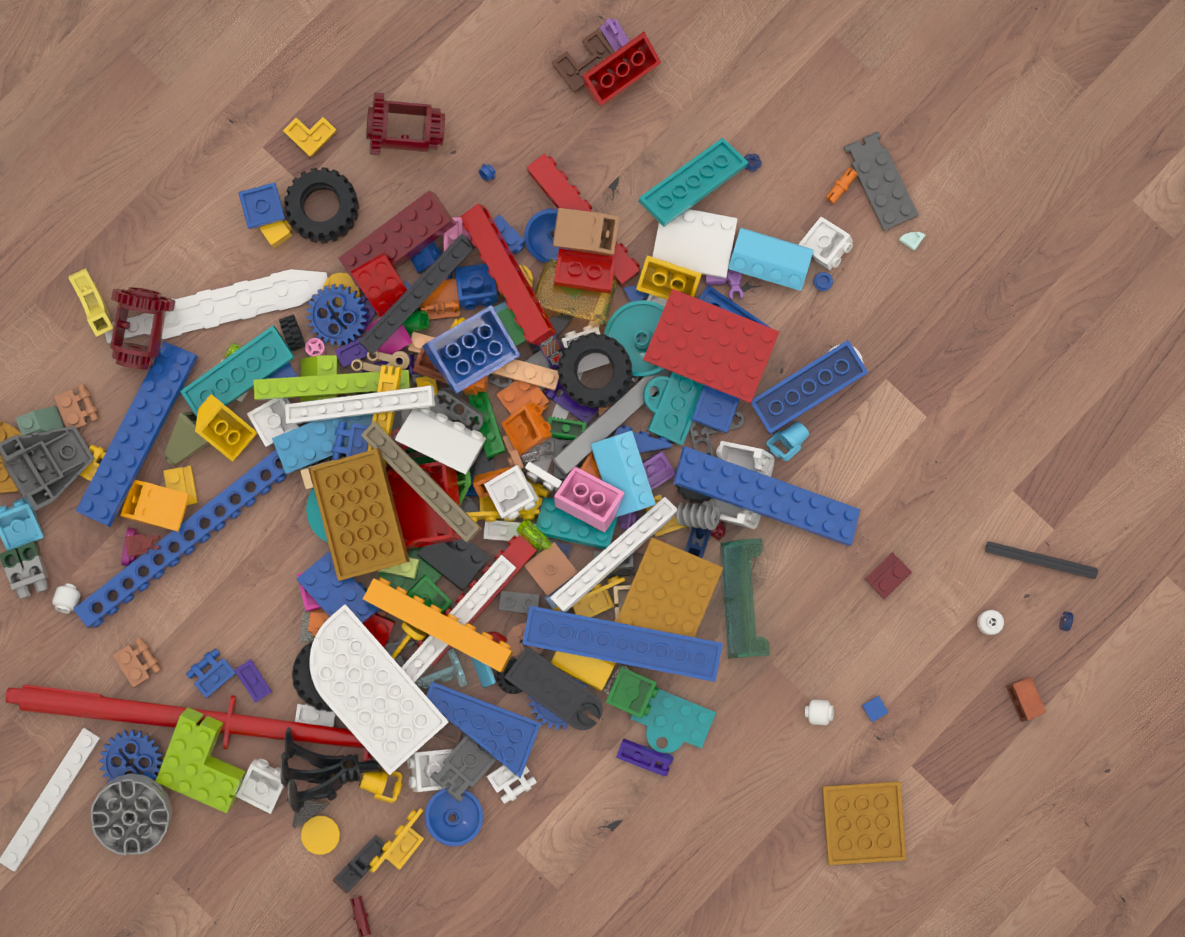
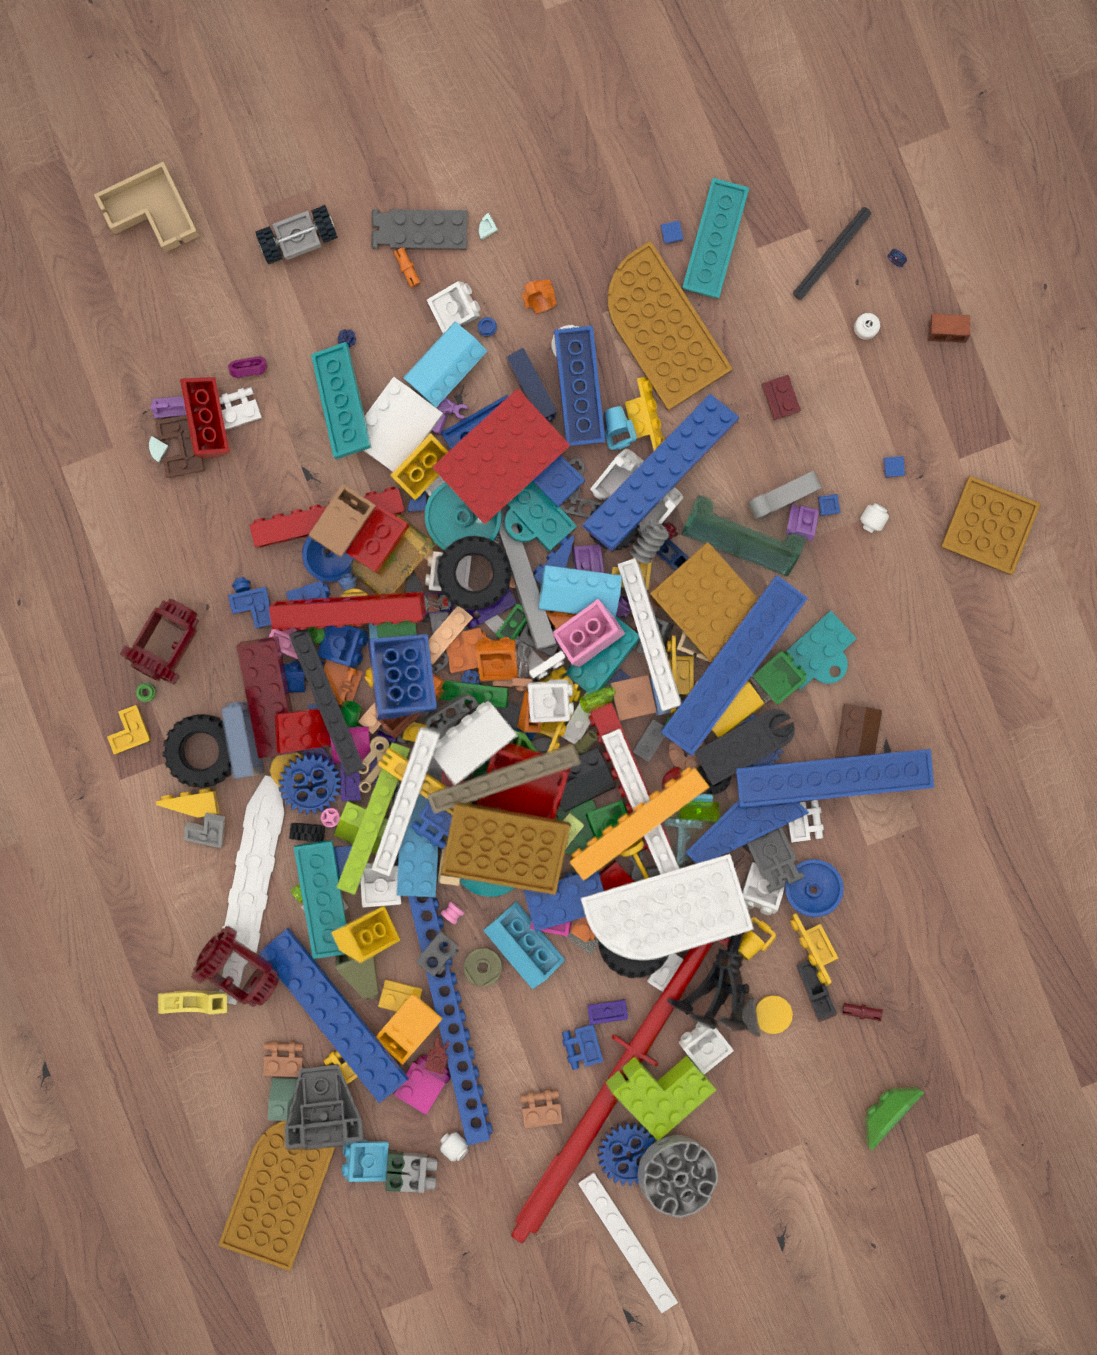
camera: 60 degrees left, 5 degrees up
(105, 543) = (420, 1088): none -> dark pink plate
(237, 495) = (434, 950): none -> dark grey brick
(240, 537) = (472, 962): none -> olive plate
(251, 247) = (208, 834): none -> light grey plate
(261, 205) = (176, 806): blue plate -> none
(275, 580) = (524, 948): none -> medium azure slope
(279, 497) = (452, 912): none -> bright pink wheel
(345, 234) = (241, 740): none -> sand blue window
(351, 127) = (139, 692): none -> bright green plate
(473, 259) = (316, 635): none -> bright green plate
(475, 677) = (700, 811): none -> clear neon green panel
(477, 188) = (254, 600): none -> blue plate
(486, 543) = (583, 745): none -> olive pin
(503, 411) = (469, 673): none -> blue plate
(535, 264) = (347, 581): none -> medium blue plate
(563, 786) = (835, 777): none -> blue plate
(573, 43) = (157, 449): none -> light aqua tile
(604, 795) = (858, 731): none -> reddish brown slope
(639, 101) = (241, 413): none -> white plate
(644, 757) = (841, 693): dark purple plate -> none
(684, 87) = (247, 367): none -> magenta plate
(784, 647) = (802, 521): none -> medium lavender plate
(789, 344) = (531, 383): none -> dark blue slope
(800, 620) = (784, 495): none -> light grey beam
(811, 665) = (828, 505): none -> blue tile
(812, 458) = (644, 414): none -> yellow bracket
(822, 75) = (296, 235): none -> plate
(873, 314) = (539, 296): none -> orange hair
(898, 439) = (663, 328): none -> pearl gold plate
(988, 406) = (671, 232): none -> blue tile
(1002, 448) = (715, 238): none -> teal plate

